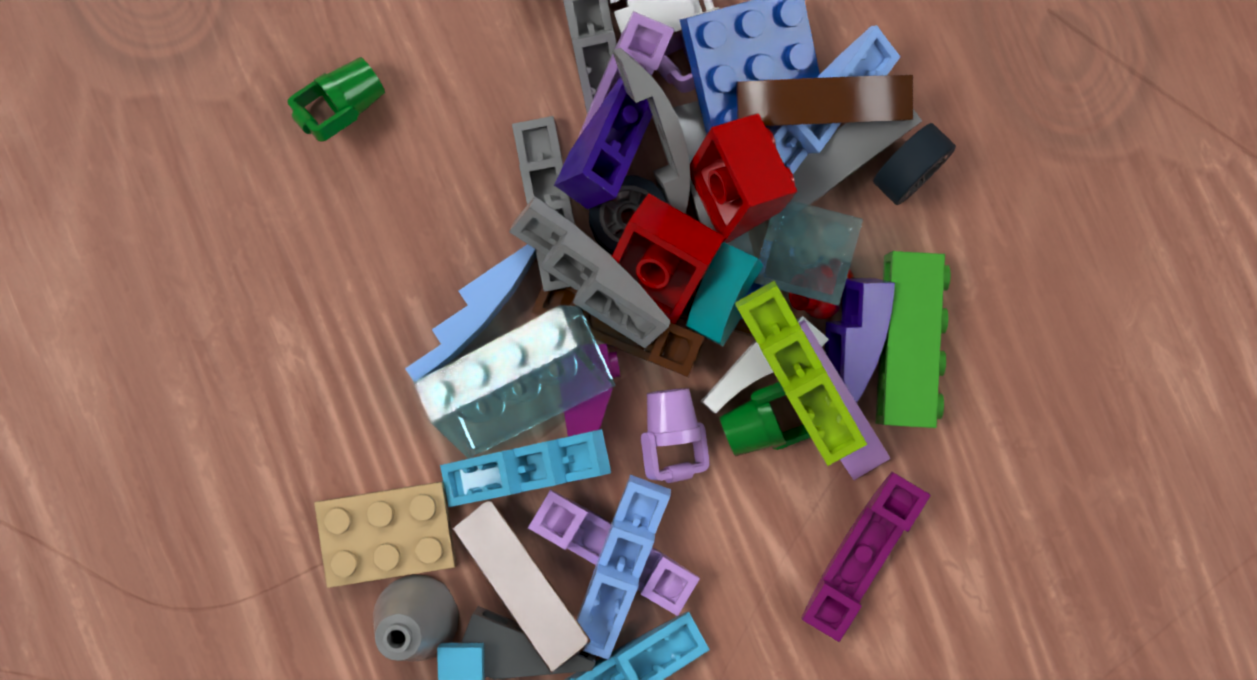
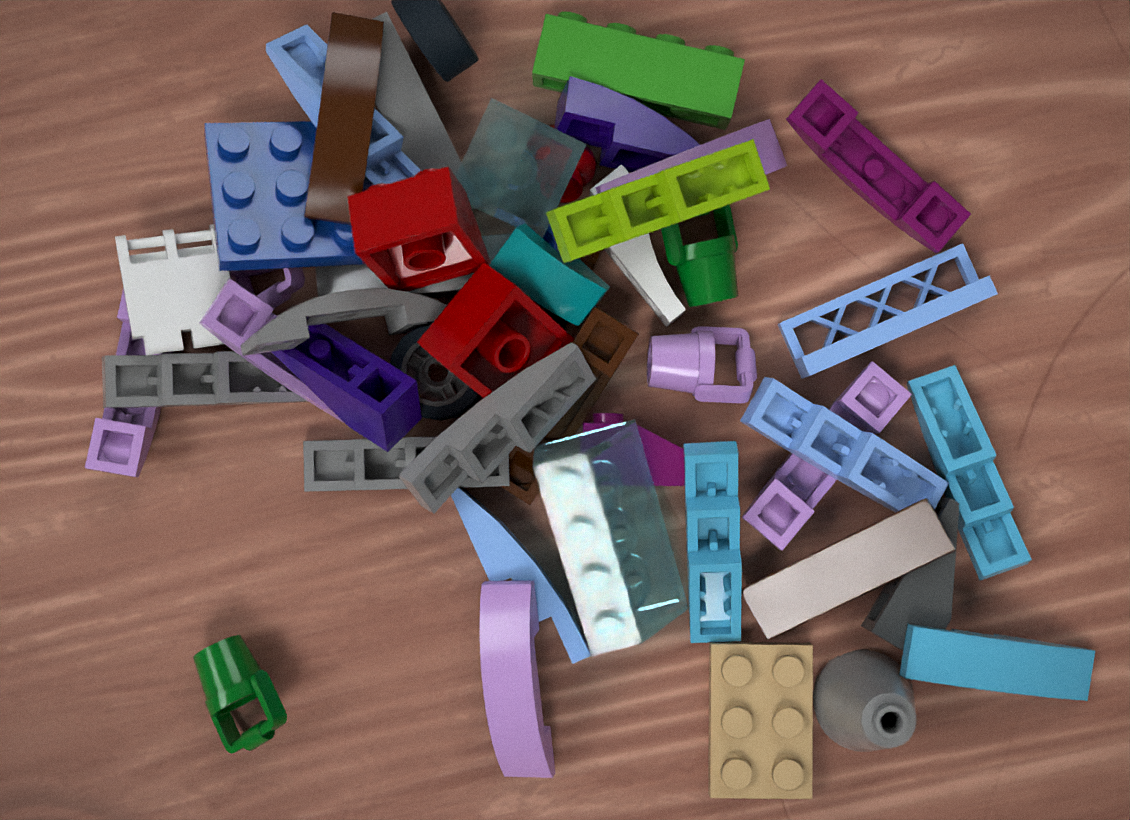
camera: 80 degrees left, 0 degrees up
(384, 319) = (512, 680): none -> lavender slope
(731, 592) = (897, 326): none -> light blue fence

